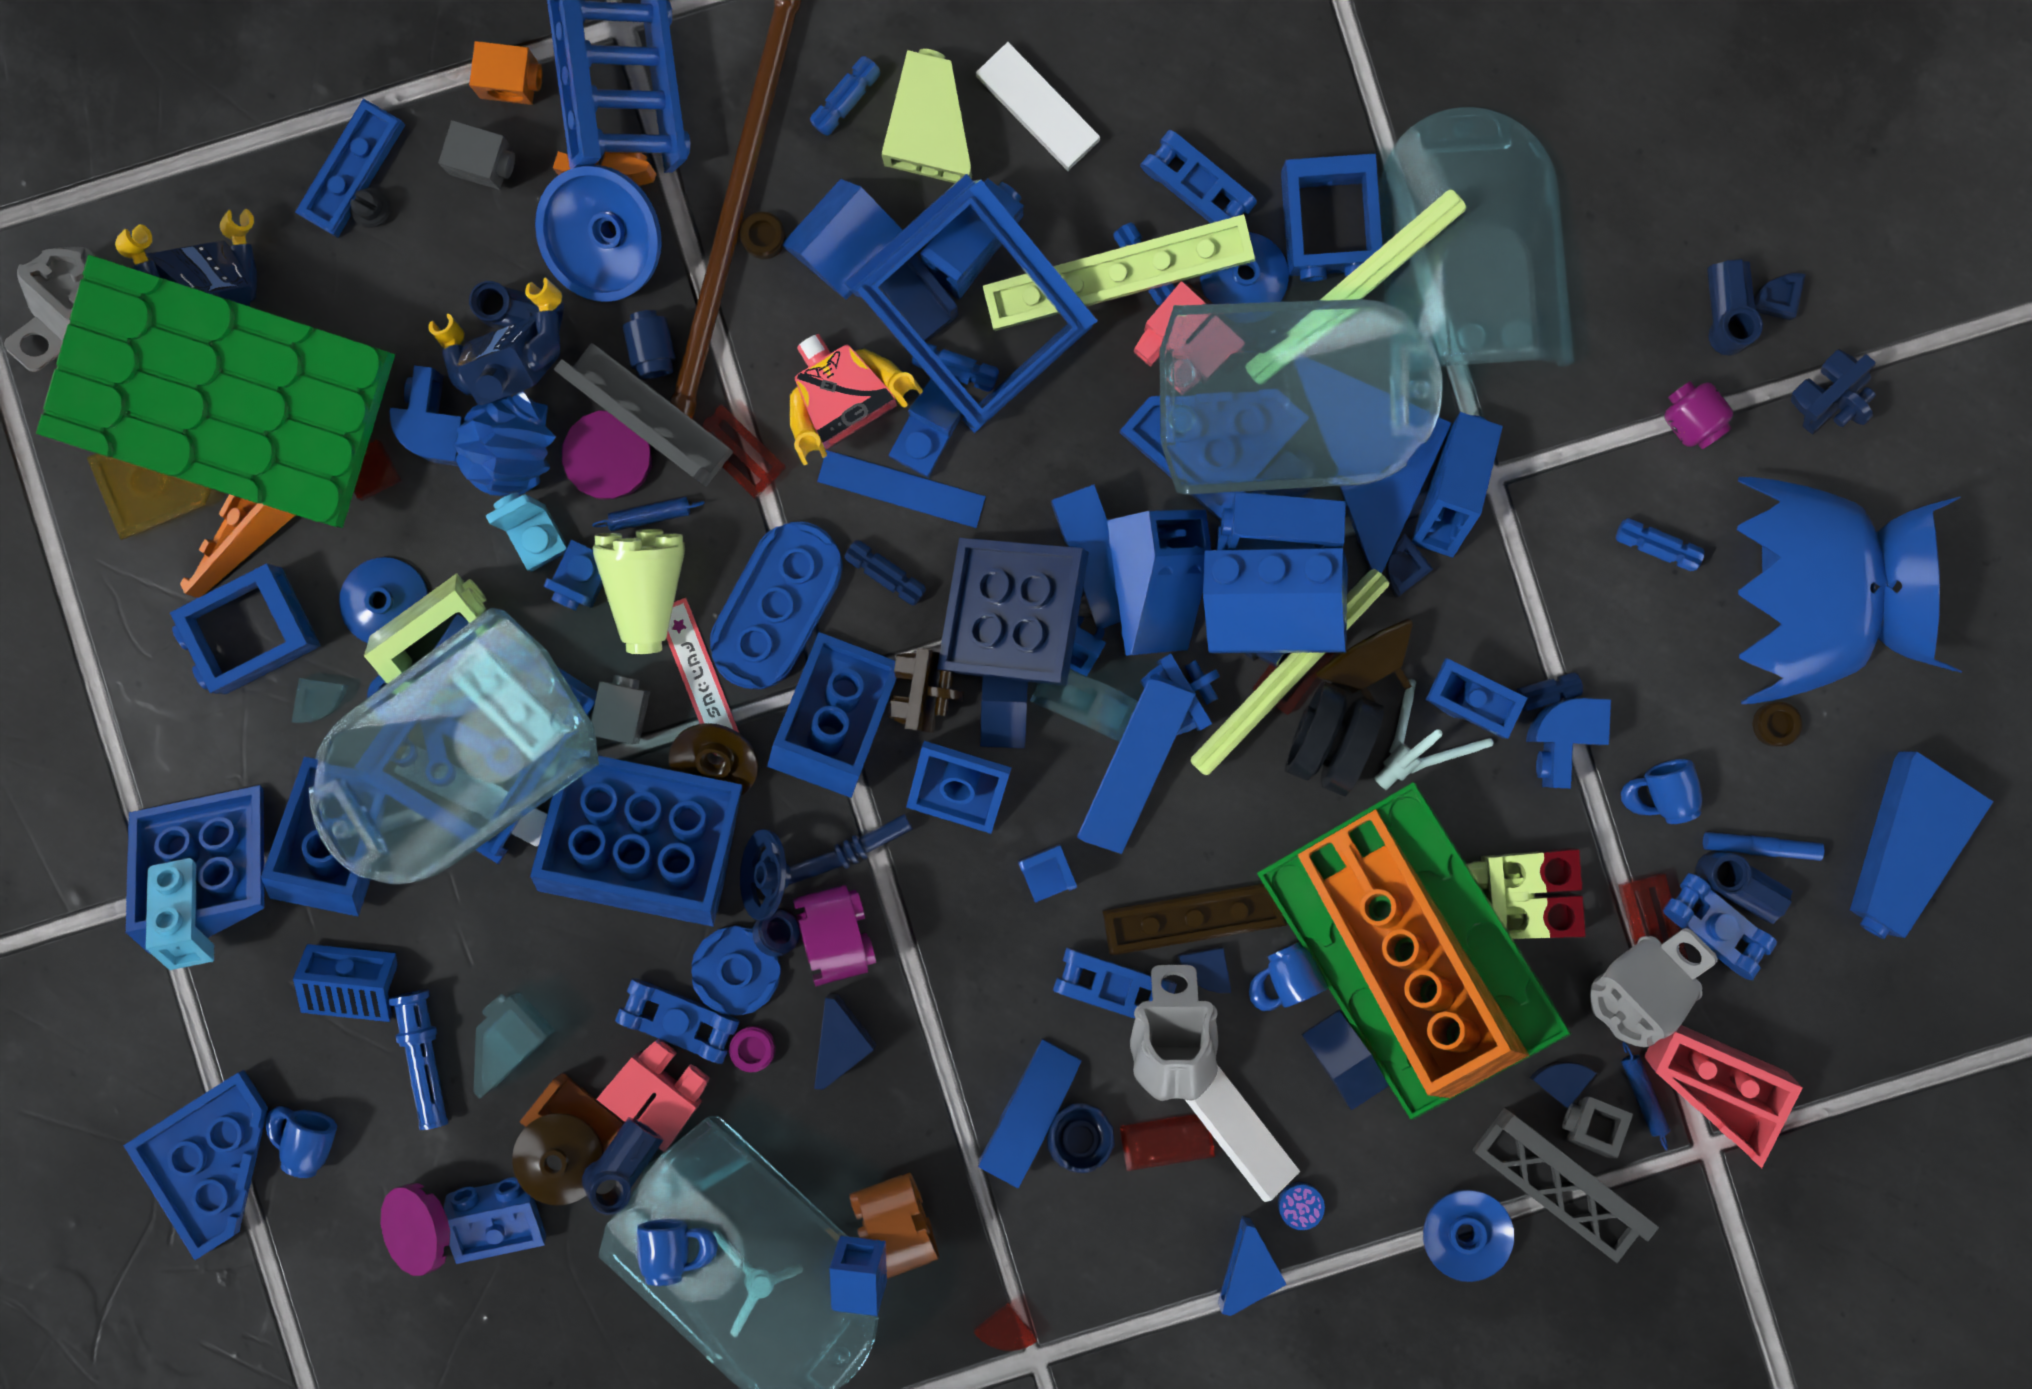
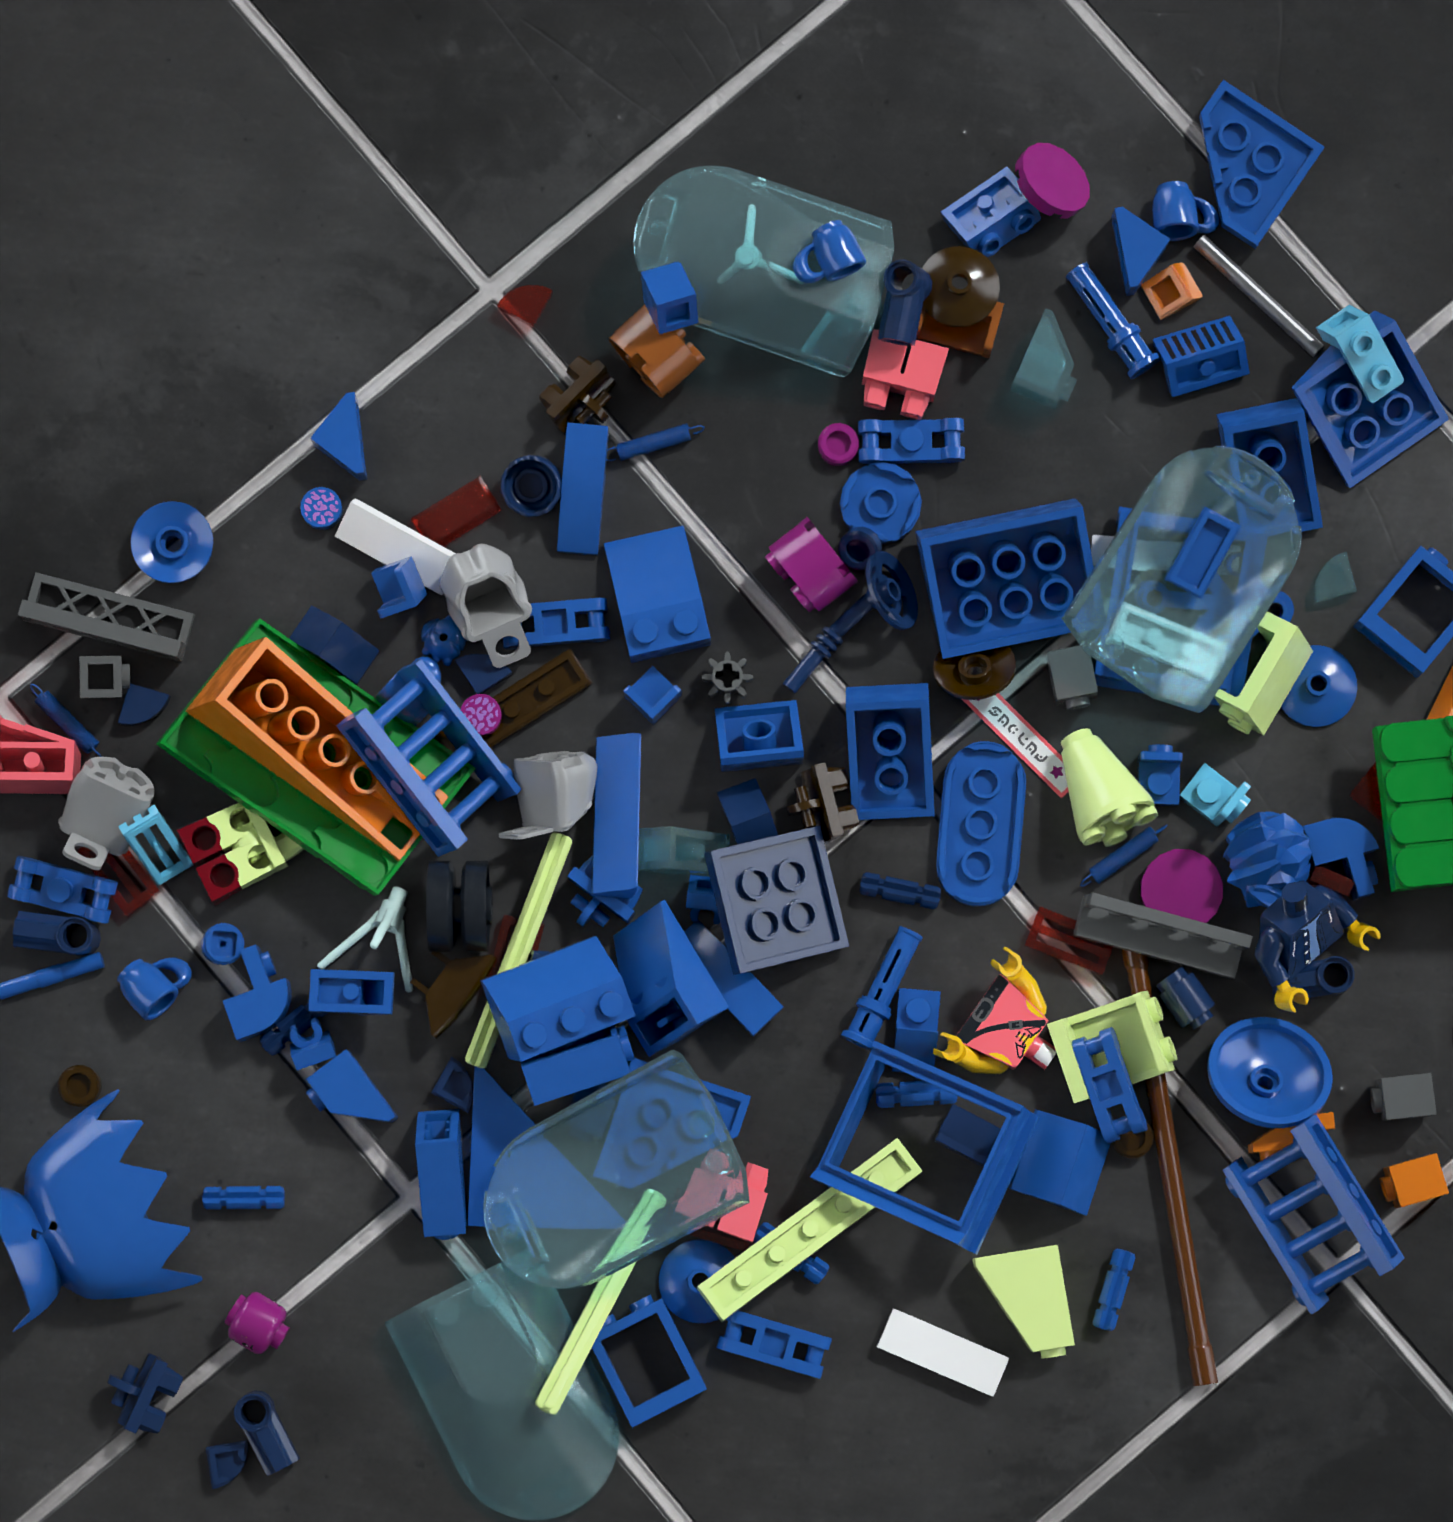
camera: 155 degrees right, 5 degrees down
(262, 1020) = (1258, 295): none -> flat silver bar
(348, 1063) = (1171, 290): none -> orange slope
(361, 1123) = (1137, 247): none -> blue slope
(428, 776) = (1202, 552): none -> blue tile
(453, 398) = (1332, 880): none -> clear red tile
(741, 327) = (1139, 1036): none -> yellowish green panel
(762, 287) = (1109, 1085): none -> blue plate
(841, 1042) = (765, 480): dark blue slope -> none
(901, 489) = (923, 969): blue sticker -> none
(937, 1130) = (654, 441): none -> blue piece
(954, 861) = (718, 672): none -> dark grey gear
(957, 460) = (875, 1006): none -> blue pin
(967, 244) = (948, 1195): blue slope -> none
(989, 1207) = (583, 398): none -> dark brown hips
(999, 973) = (657, 594): none -> blue slope
(1191, 813) = (553, 792): none -> light grey piece
(1229, 925) = (482, 713): none -> magenta tile
(1236, 1006) = (438, 649): none -> blue animal
(1257, 1091) = (398, 586): none -> blue panel
(1345, 909) = (400, 780): none -> blue fence
(1514, 602) = (348, 1090): none -> blue slope
(1535, 660) = (311, 1049): none -> blue tile
(1581, 804) = (222, 944): none -> blue tile
(1619, 954) = (143, 825): none -> medium azure tile

